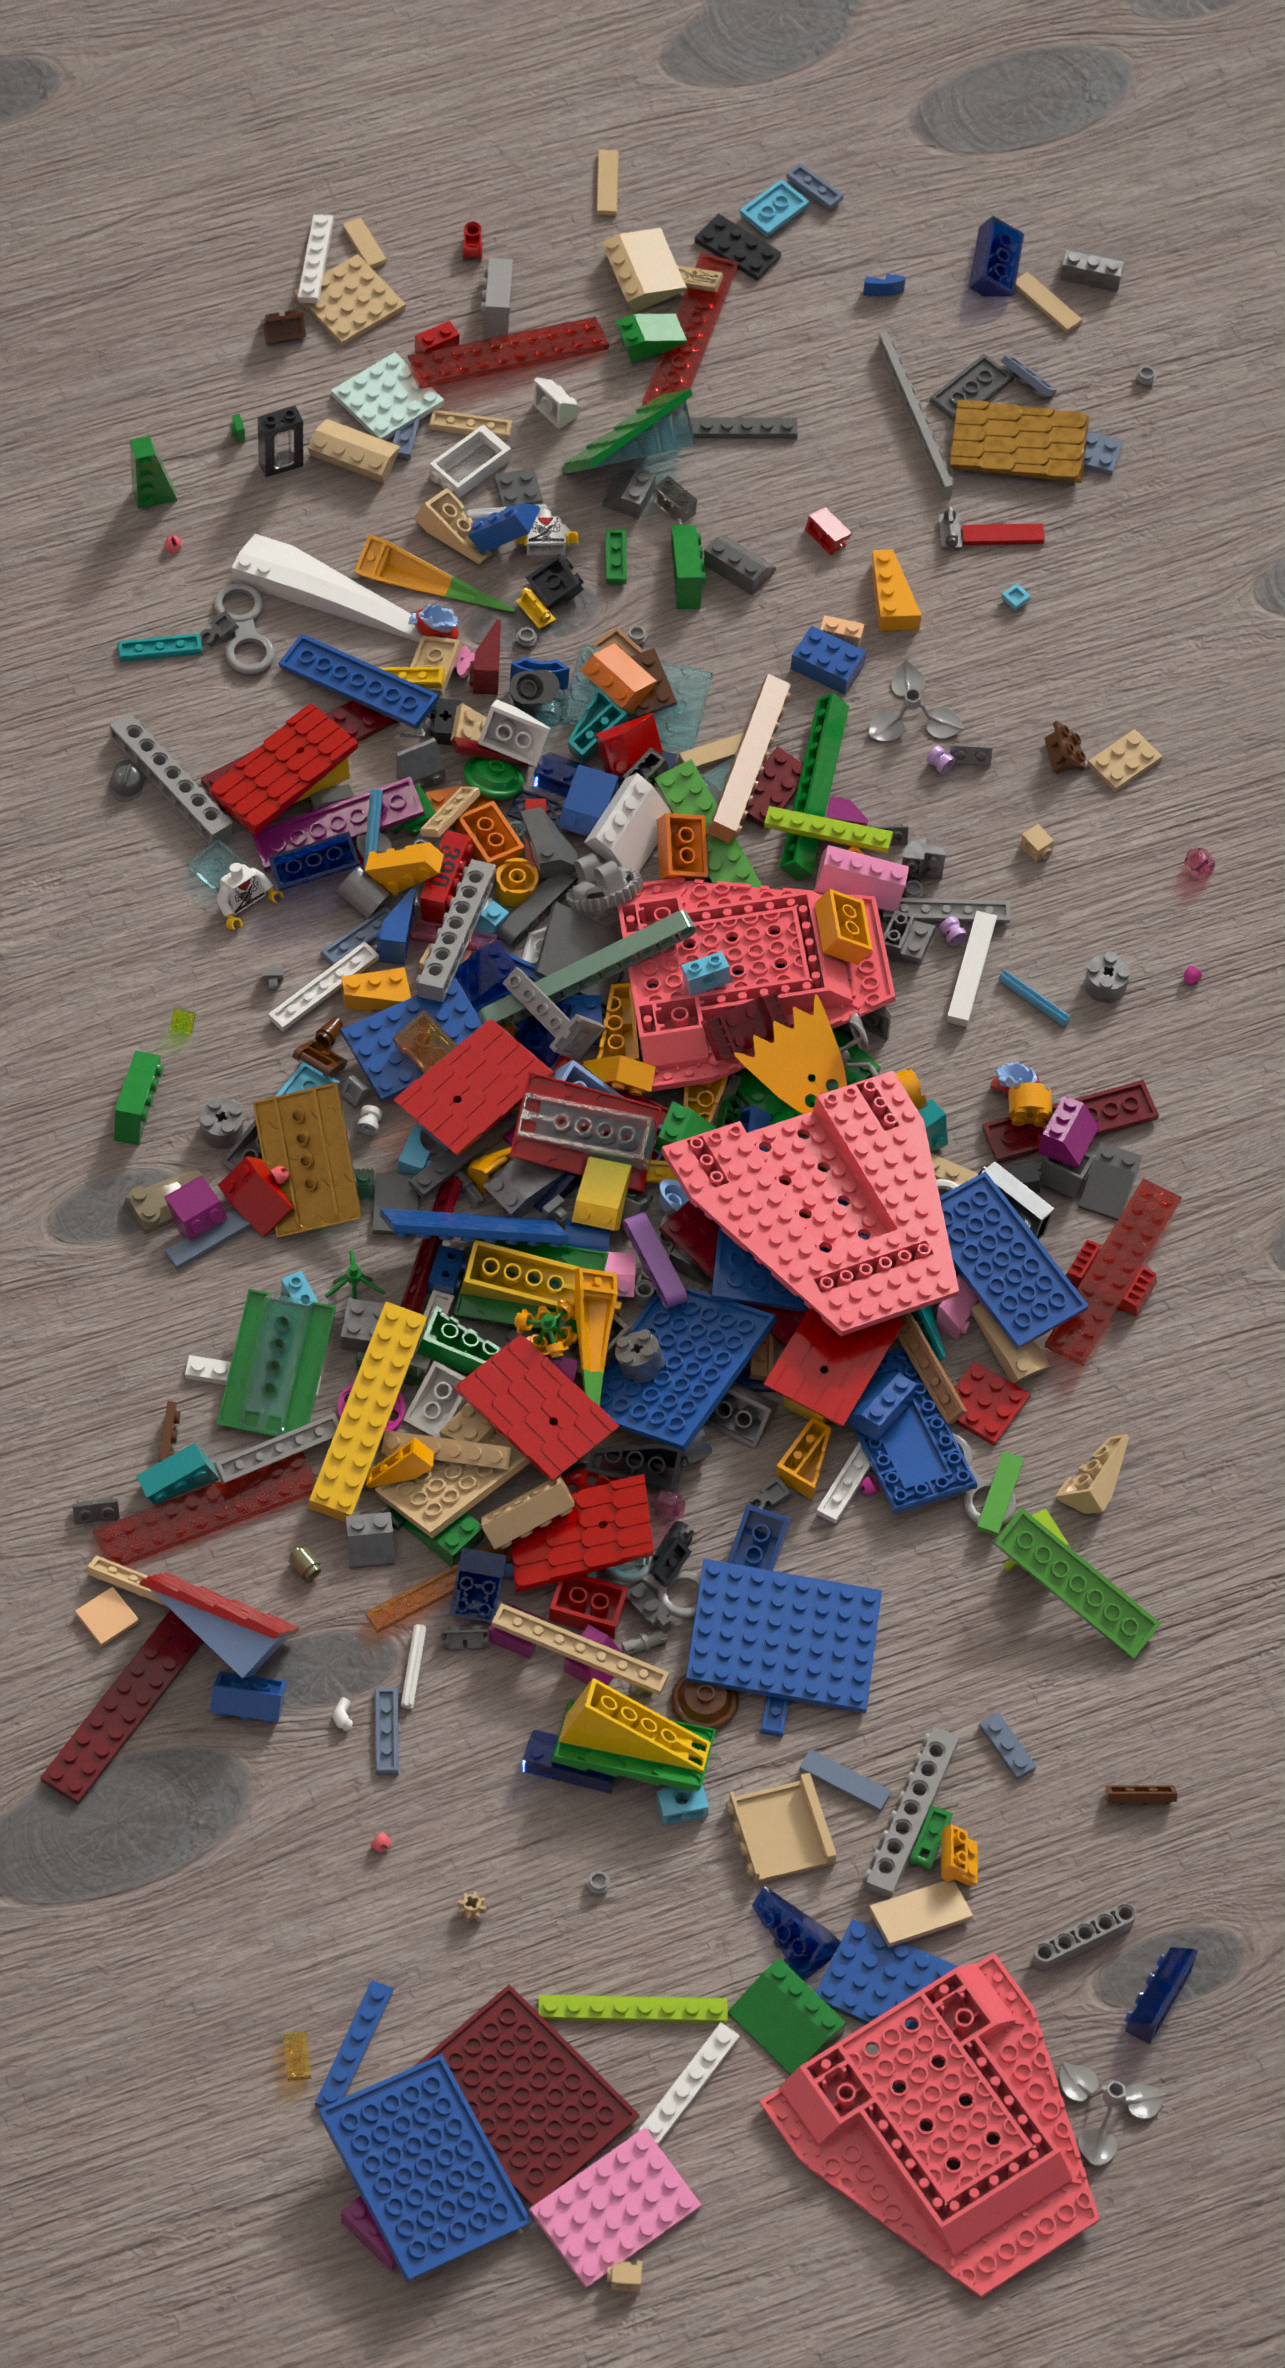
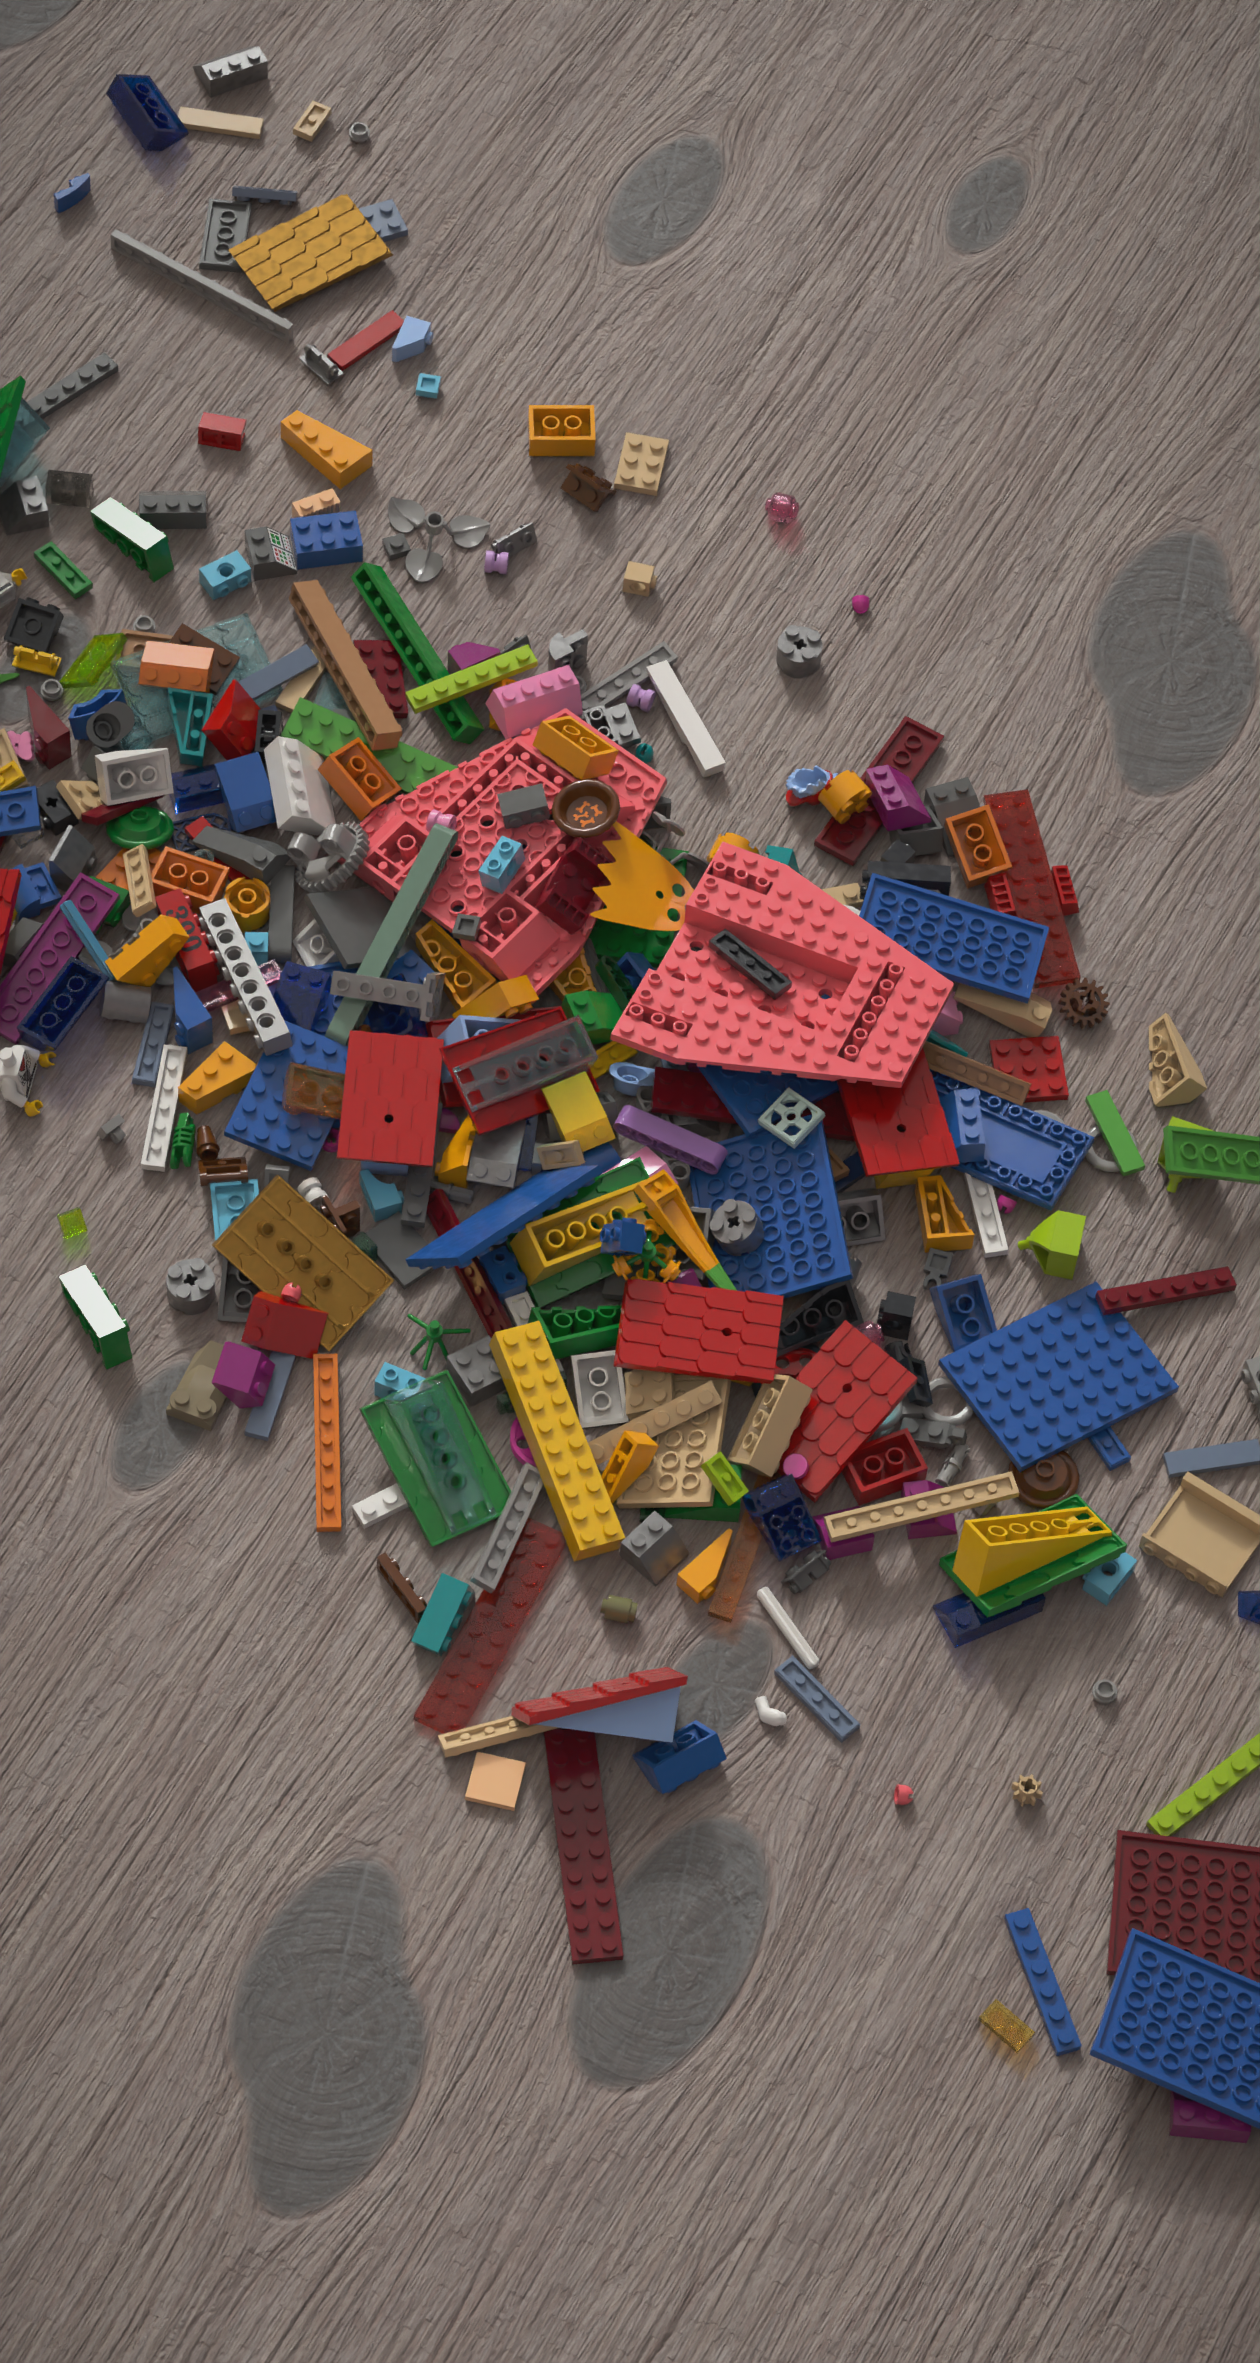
camera: 40 degrees left, 0 degrees up
(94, 1512) = (406, 1691): dark grey hinge -> none
(213, 1299) = (327, 1443): none -> orange plate
(314, 1019) = (183, 1141): none -> green hinge
(367, 1151) = (344, 1218): none -> reddish brown bracket
(372, 767) = (35, 891): none -> blue brick
(388, 1582) = (701, 1574): none -> light orange slope
(454, 1523) = (724, 1478): none -> lime plate
(520, 1555) = (796, 1465): none -> dark pink tile
(536, 1298) = (623, 1237): none -> blue brick
(563, 1214) = (560, 1155): none -> tan plate
(572, 635) = (93, 660): none -> clear neon green plate
(640, 1002) = (466, 927): none -> dark grey plate
(697, 732) = (279, 672): none -> sand blue tile
(698, 917) = (437, 817): none -> bright pink wheel
(703, 1505) = (896, 1315): none -> black brick
(729, 637) = (225, 575): none -> medium azure brick
(753, 1318) = (806, 1127): none -> light aqua piece
(762, 942) = (524, 806): none -> dark grey brick
(776, 642) = (269, 553): none -> dark grey slope
(801, 973) = (585, 808): none -> reddish brown piece
(824, 1172) = (750, 964): none -> black plate
(876, 1542) = (1057, 1243): none -> lime piece
(878, 699) = (396, 546): none -> dark grey plate
(920, 976) = (648, 754): none -> teal hinge
(926, 1634) = (1165, 1290): none -> dark red plate
(1034, 998) = (755, 709): dark azure axle -> none
(1035, 554) = (411, 339): none -> light blue slope
(1064, 1388) = (1092, 1007): none -> reddish brown gear
(1082, 694) = (561, 430): none -> light orange brick
(1097, 1209) = (977, 845): none -> orange slope
(1117, 344) = (312, 121): none -> tan plate

